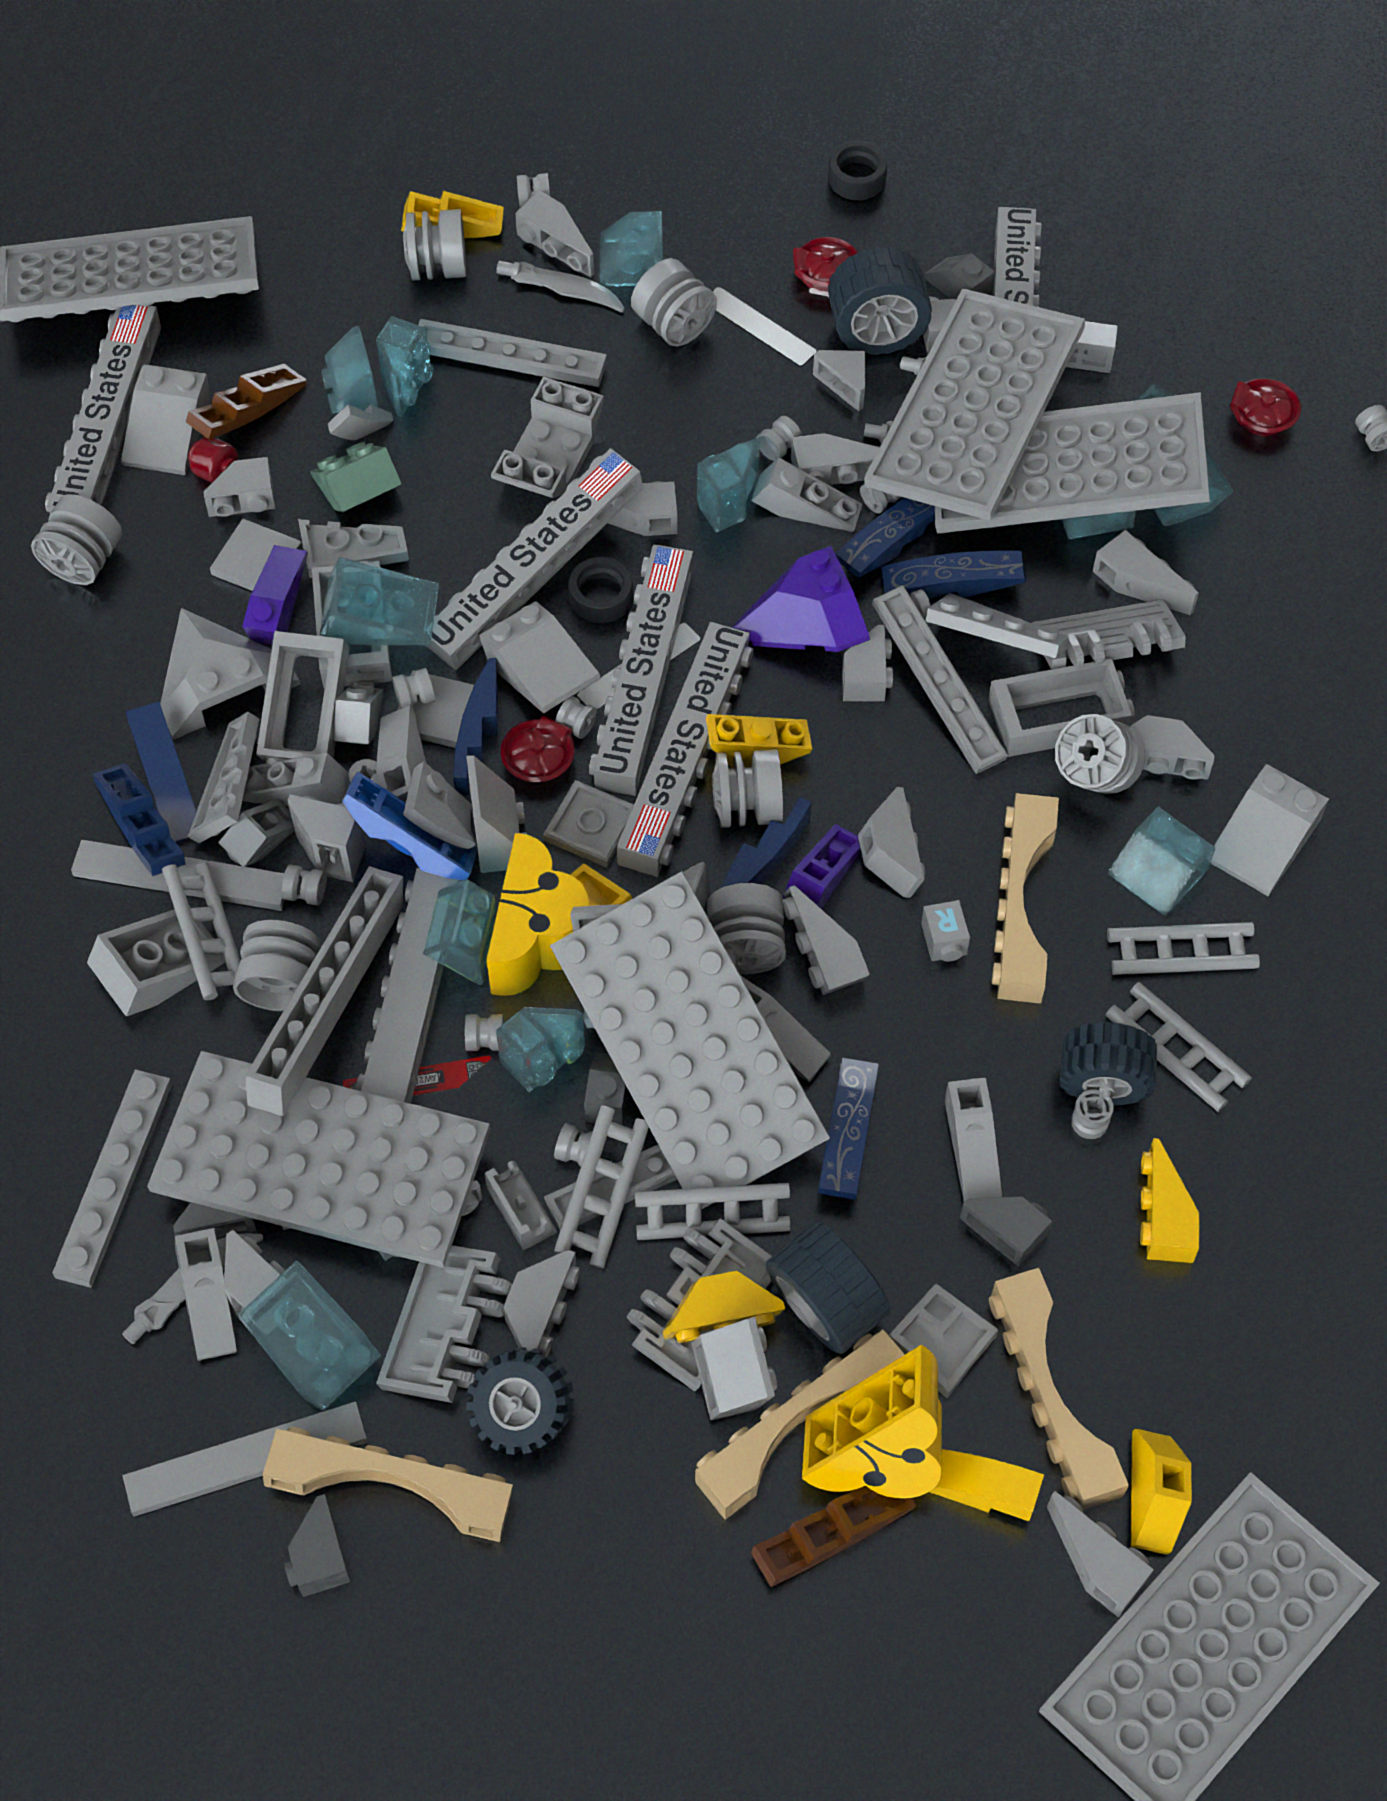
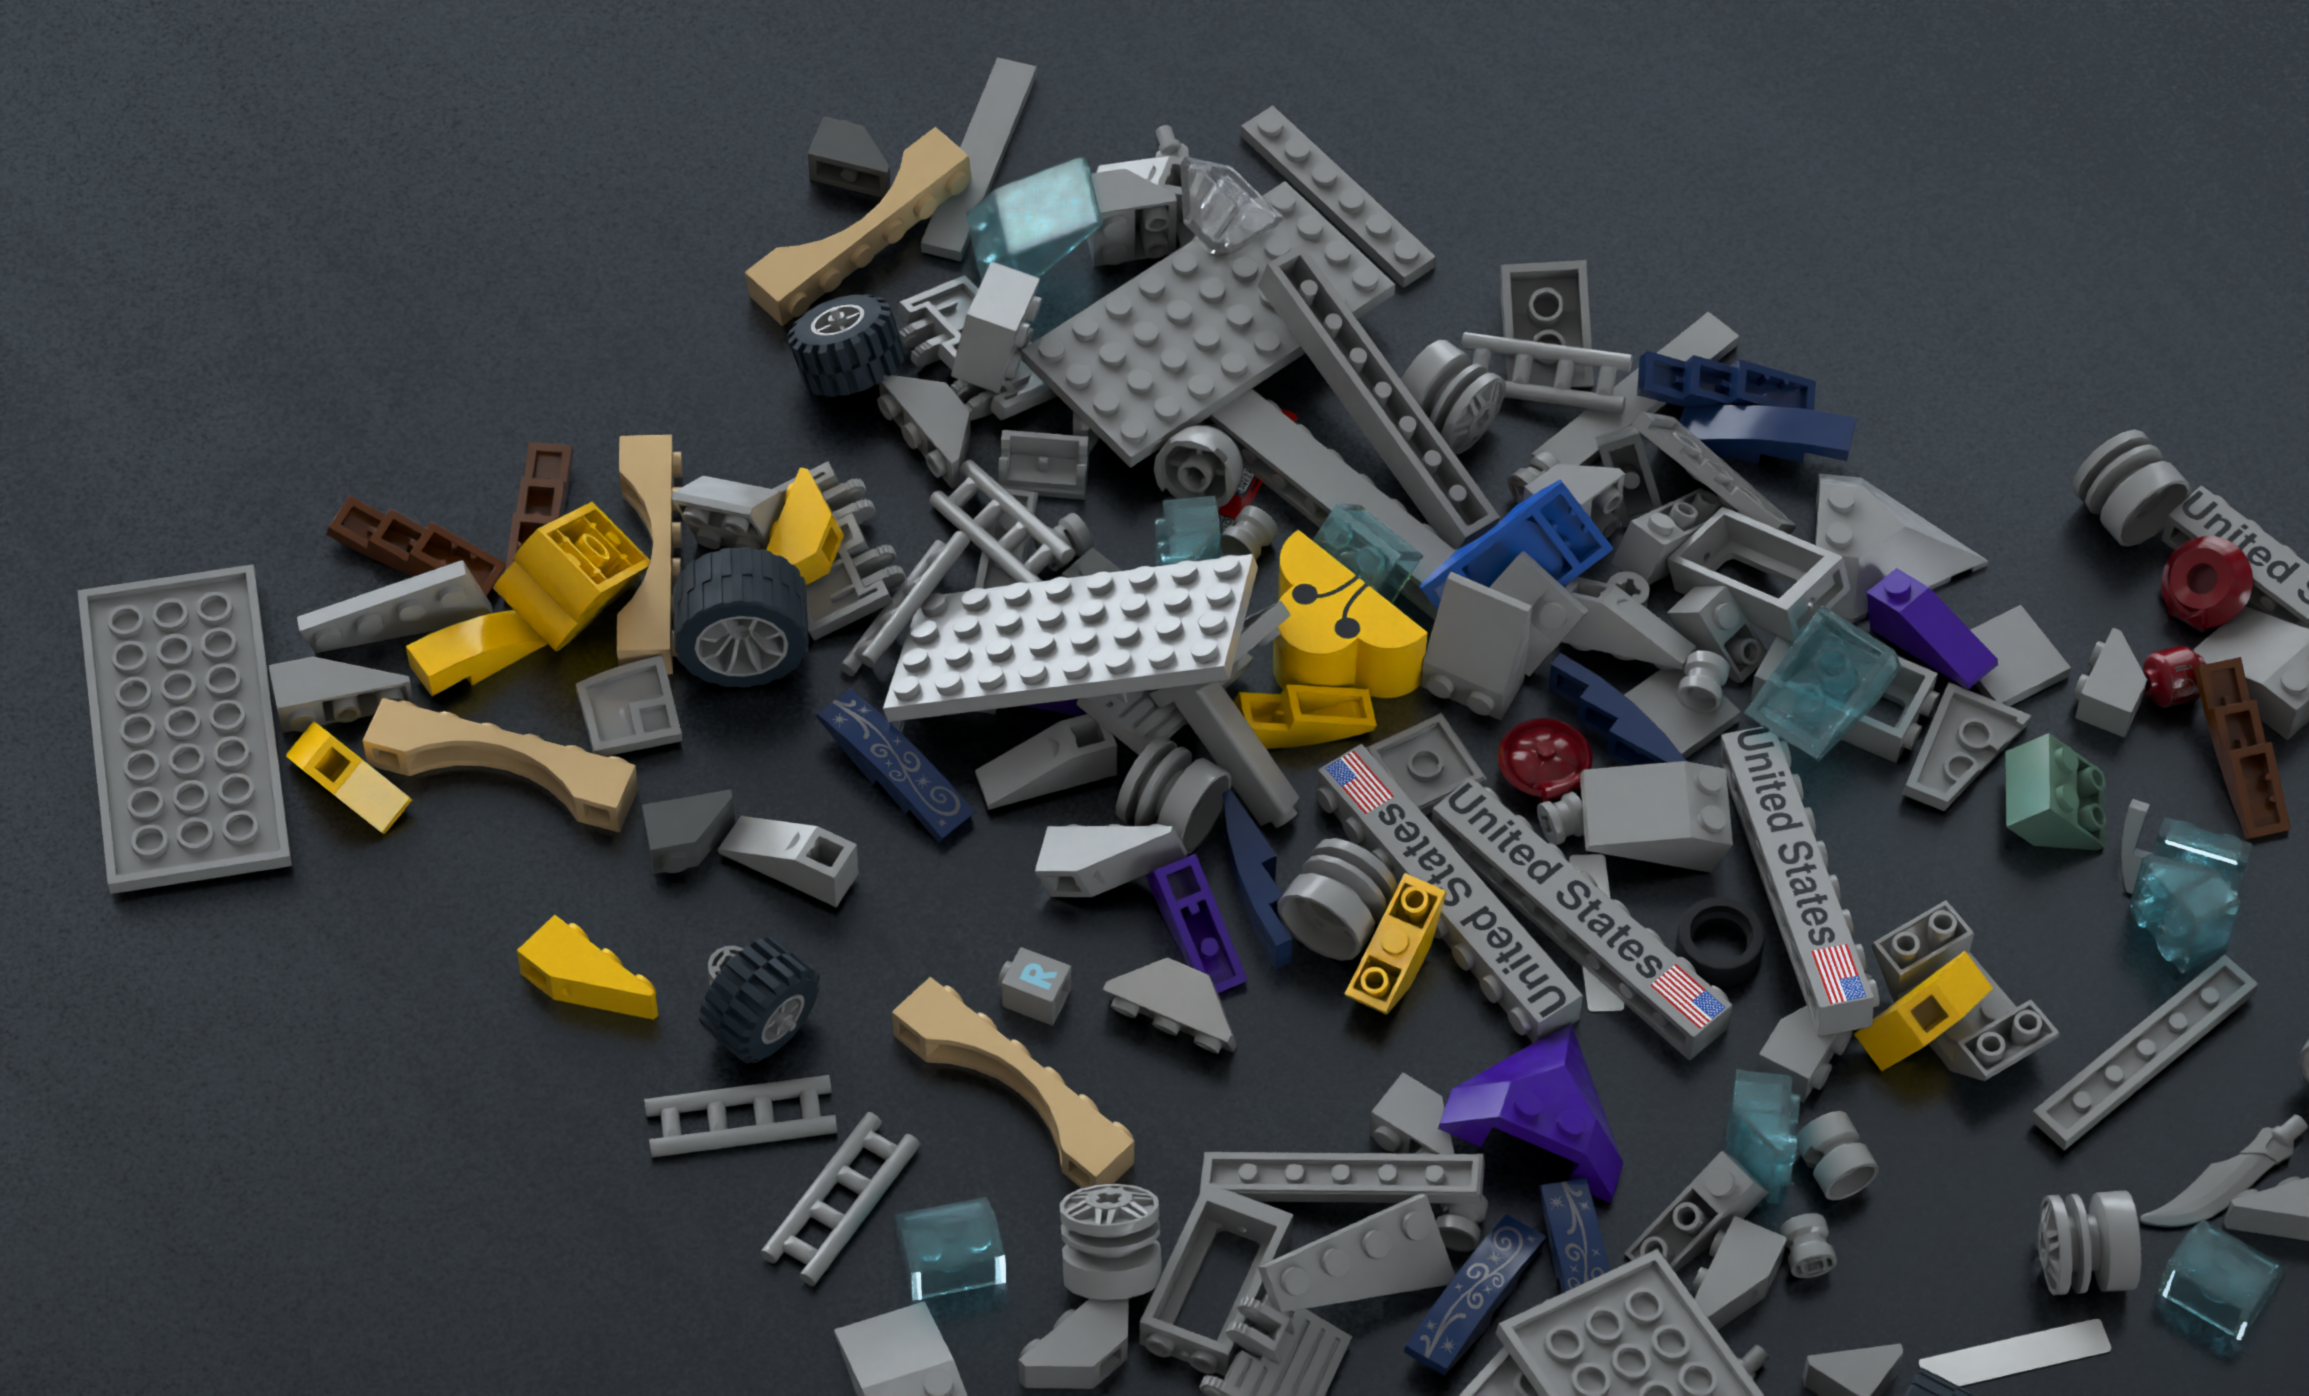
camera: 125 degrees right, 5 degrees down
(124, 474) = (2206, 582): none -> dark red piece
(218, 1184) = (1223, 207): none -> clear slope
(440, 1284) = (997, 328): none -> light grey brick
(448, 1087) = (1200, 464): none -> light grey cylinder
(572, 439) = (1924, 1012): none -> yellow slope
(710, 440) = (1837, 1159): none -> light grey wheel
(926, 1602) = (408, 545): none -> reddish brown slope
(1001, 1559) = (398, 610): none -> light grey wing

